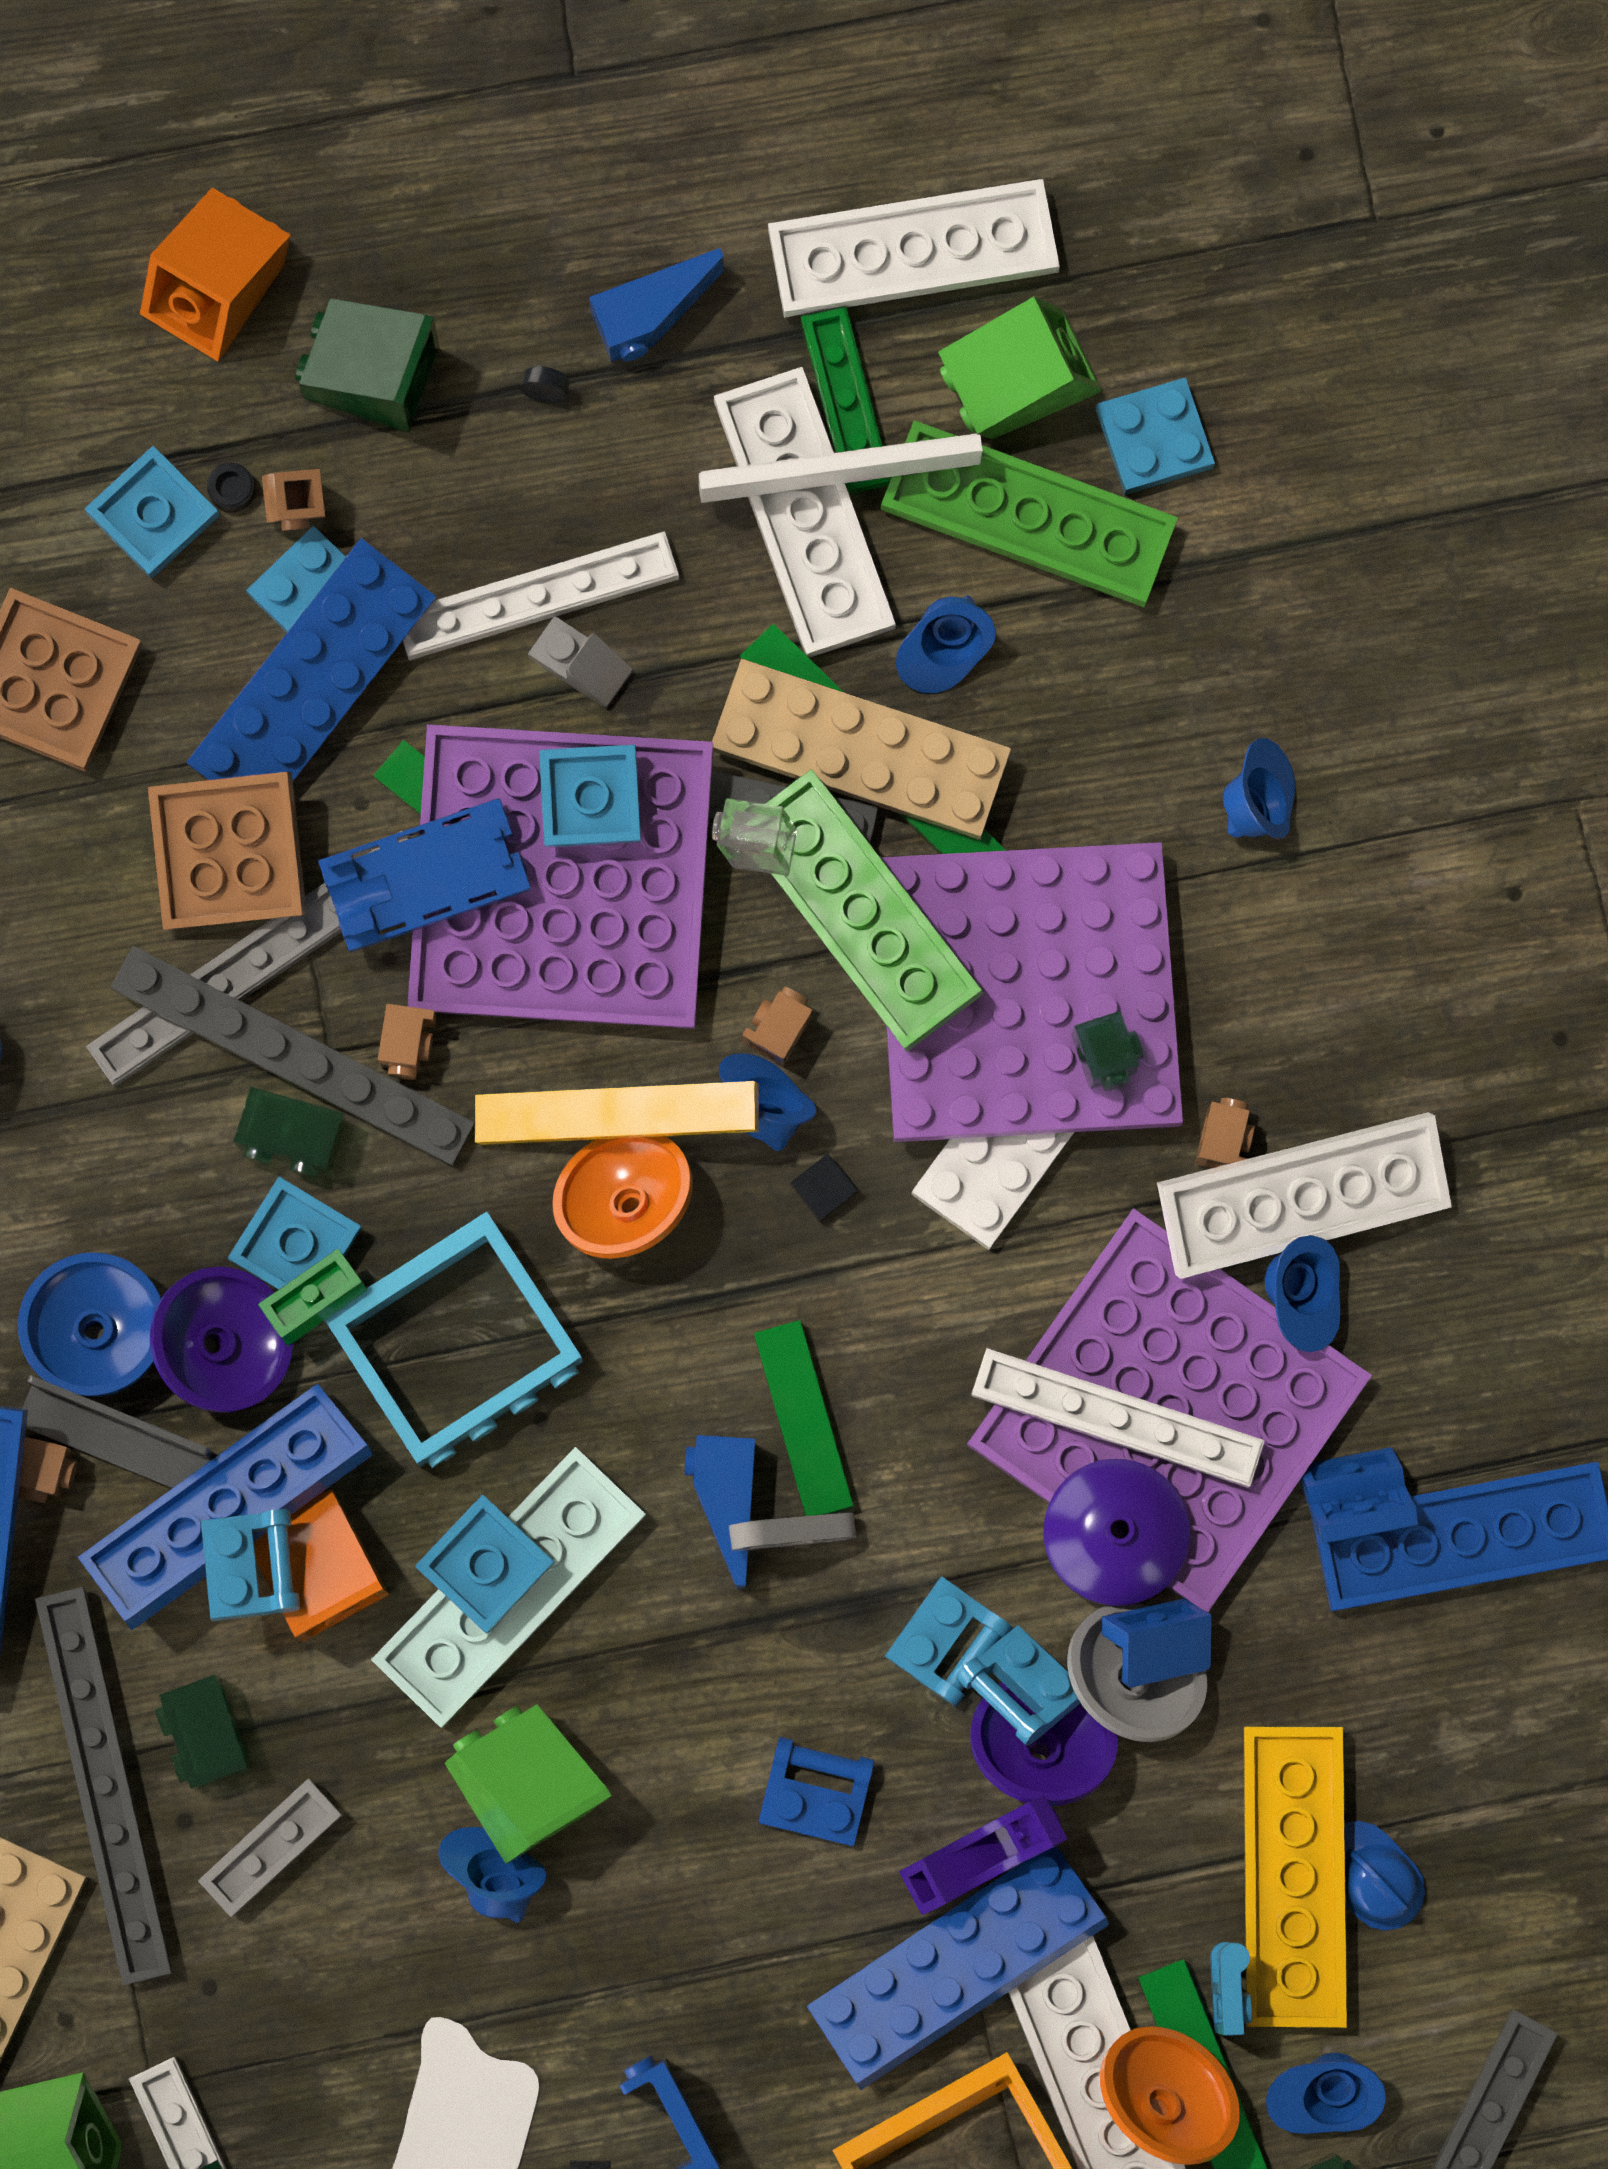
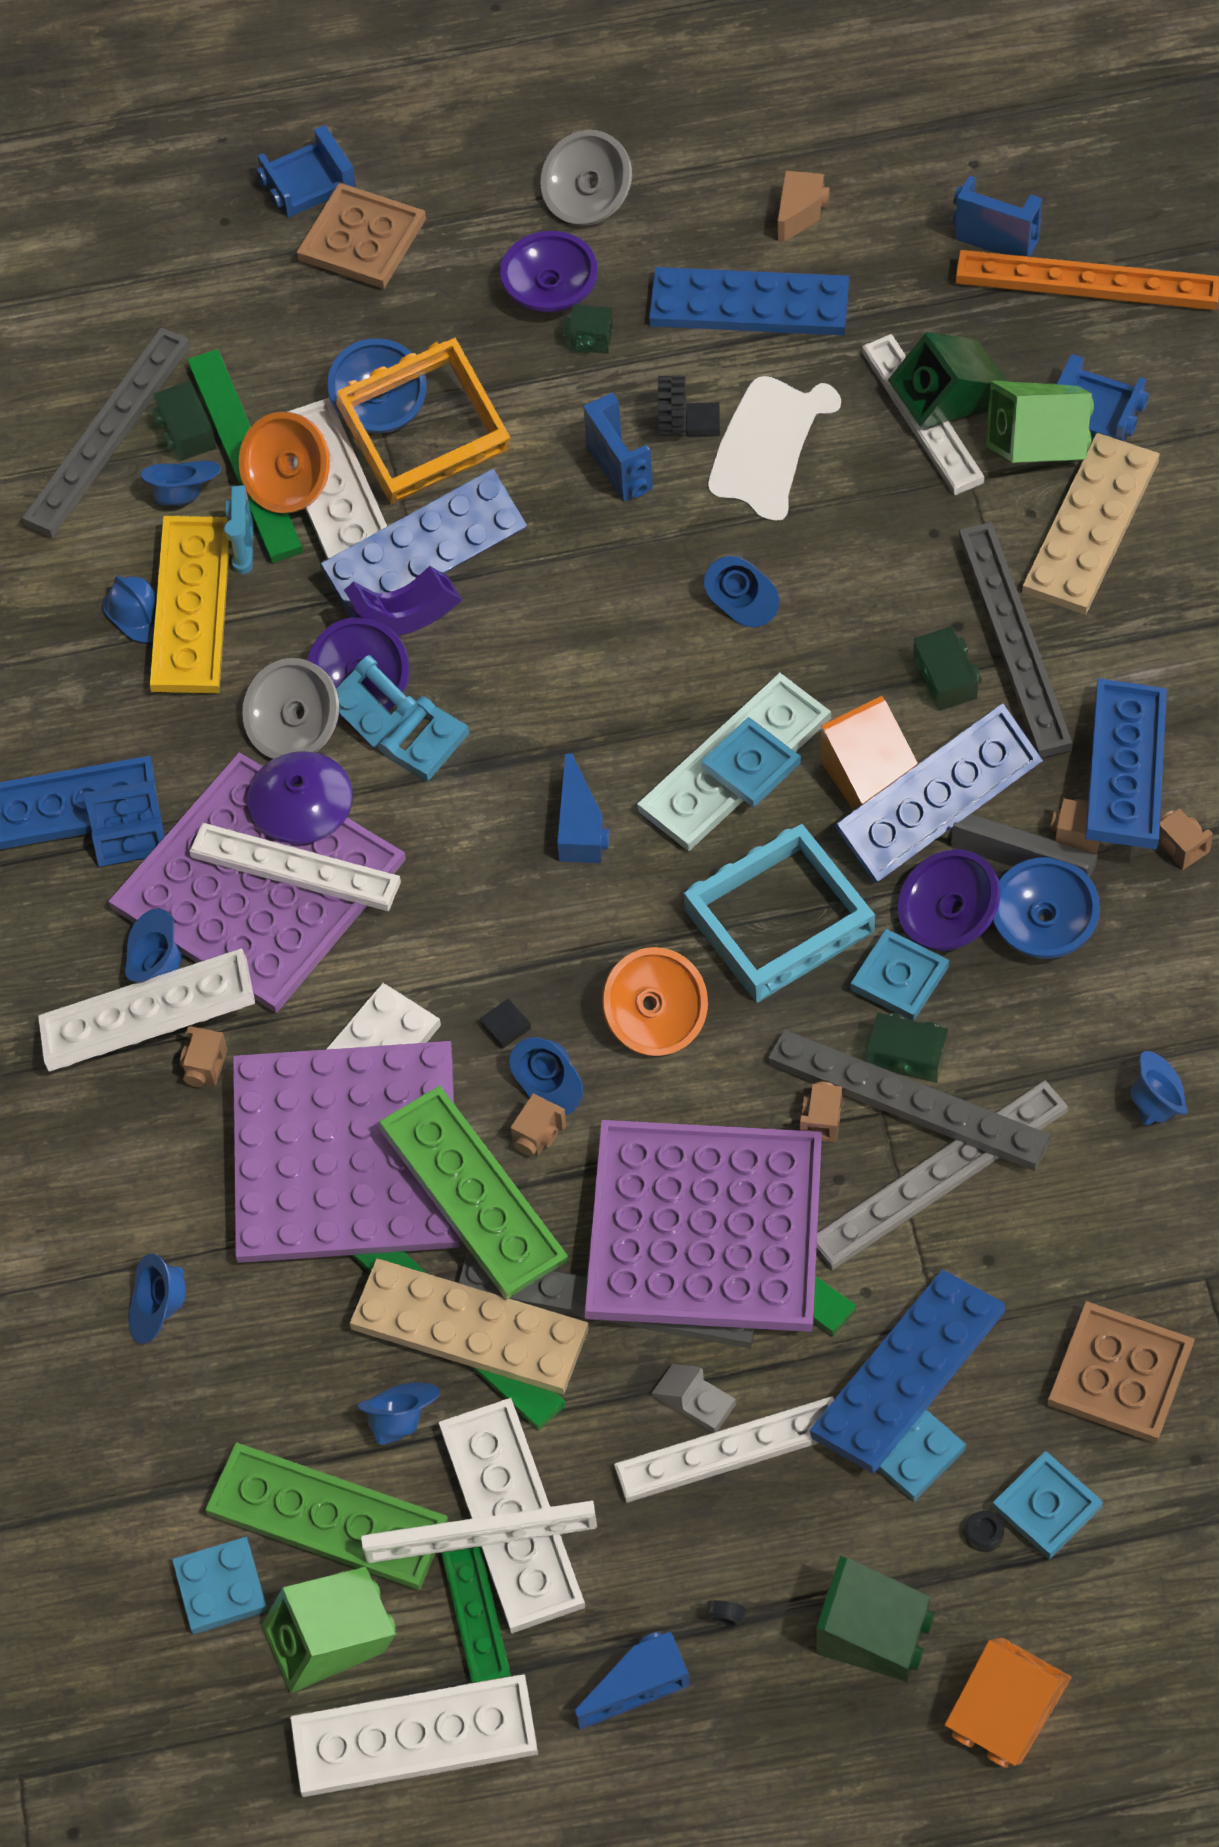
camera: 170 degrees left, 20 degrees down
(227, 850) = (967, 1236): medium nougat plate -> none
(233, 1566) = (927, 734): dark azure plate -> none
(270, 1848) = (895, 605): light grey plate -> none
(293, 498) = (930, 1509): medium nougat brick -> none
(312, 1297) = (882, 925): green plate -> none
(424, 875) = (811, 1215): blue piece -> none
(524, 1781) = (717, 631): bright green slope -> none
(590, 796) = (681, 1264): dark azure plate -> none
(617, 1113) = (659, 1054): yellow tile -> none
(755, 836) = (551, 1222): clear brick -> none
(792, 1531) = (531, 787): light grey beam -> none
(803, 1419) = (523, 873): green tile -> none
(812, 1808) = (522, 640): blue plate -> none
(1107, 1051) = (286, 1088): clear green brick -> none
(1161, 1641) = (273, 728): blue panel -> none

